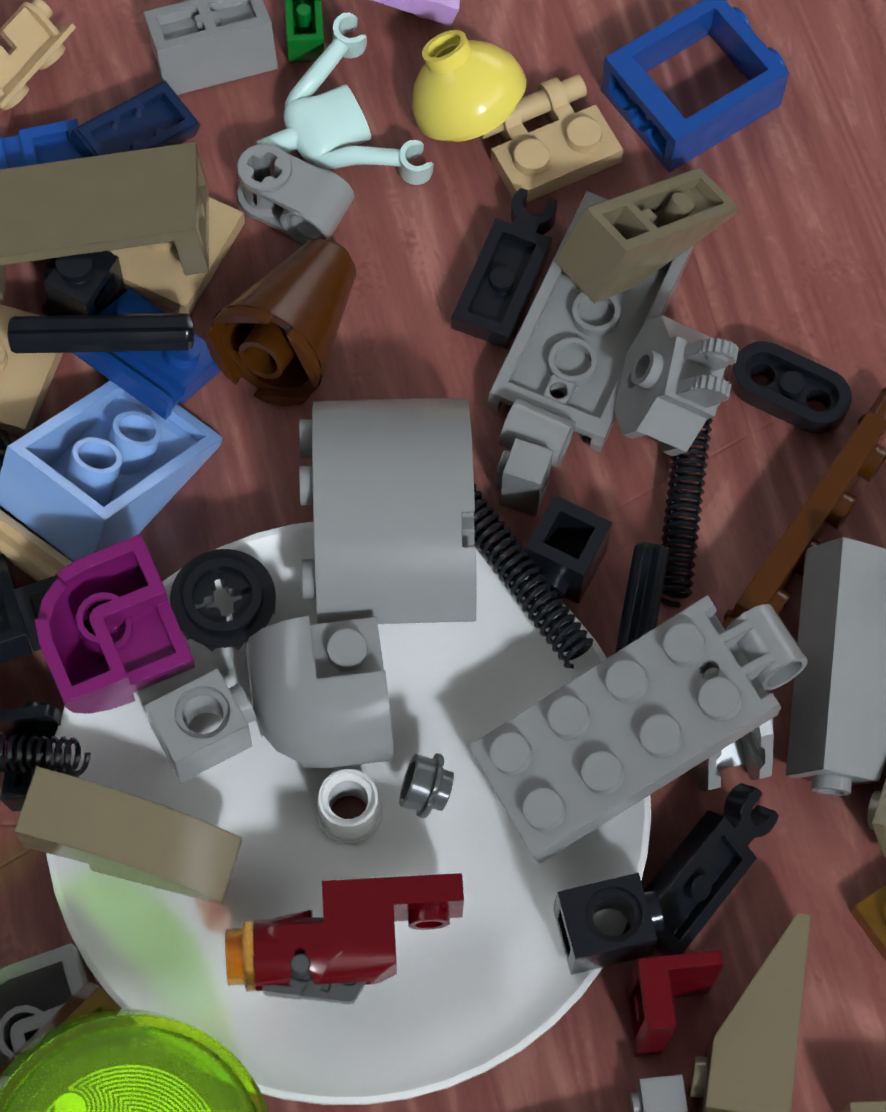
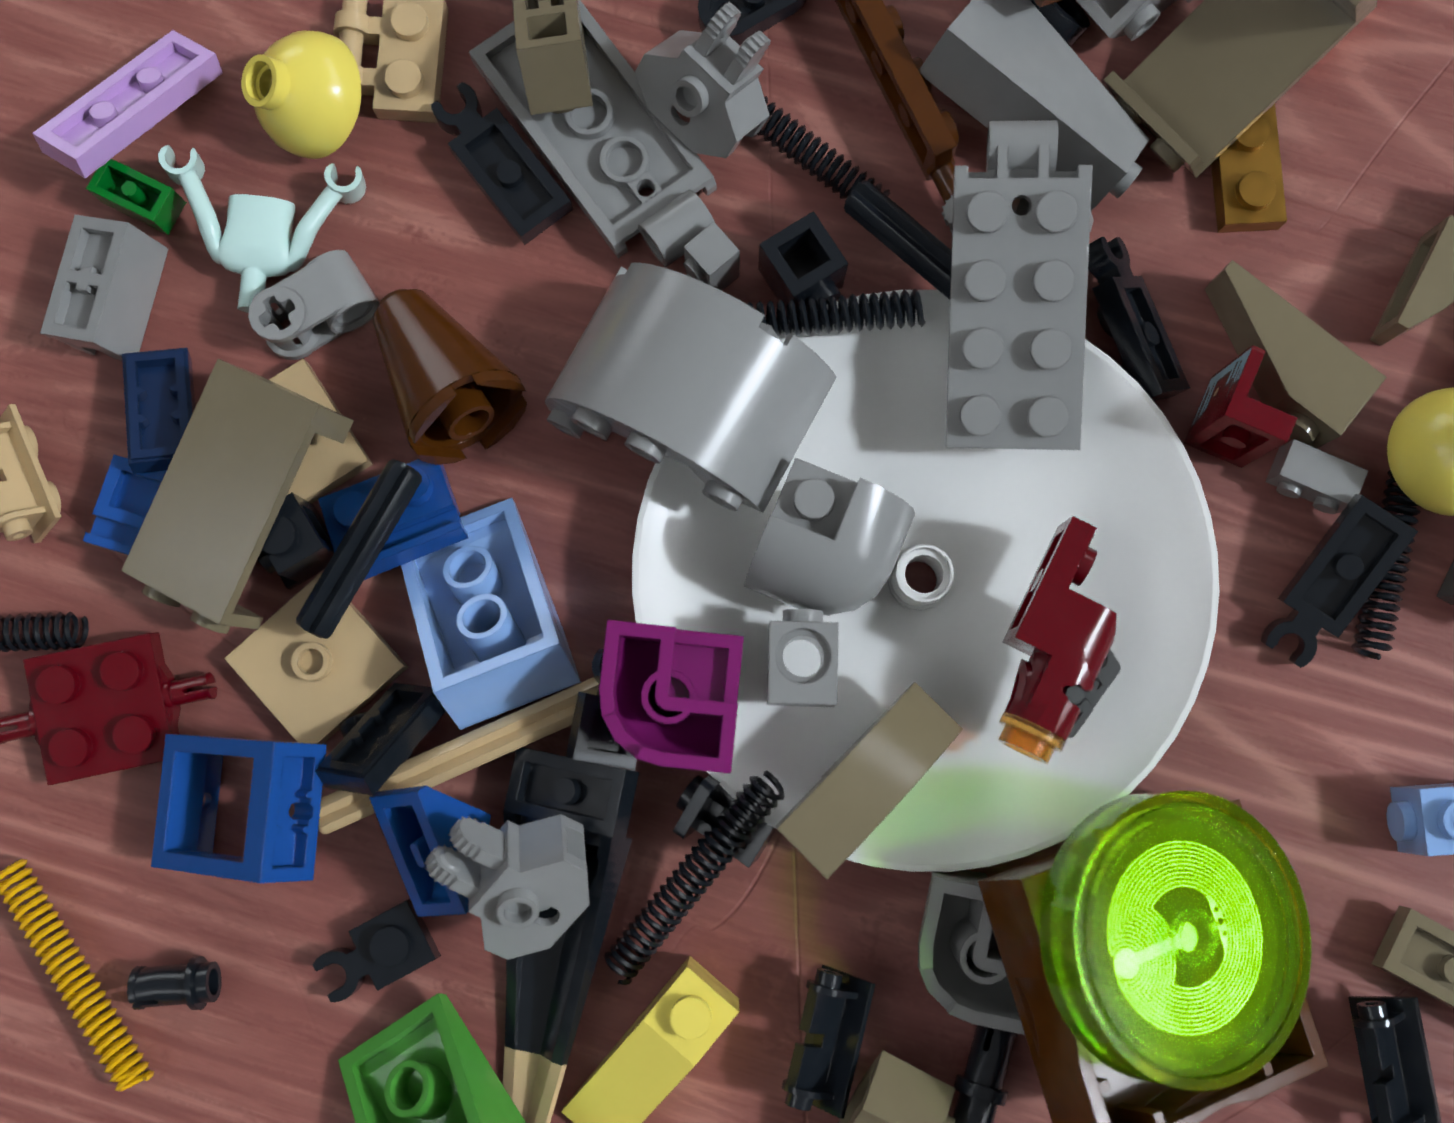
camera: 55 degrees left, 15 degrees up
(240, 576) = (673, 554): black gear -> none
(426, 785) = (960, 502): dark grey plate -> none
(587, 946) = (1147, 443): black brick -> none

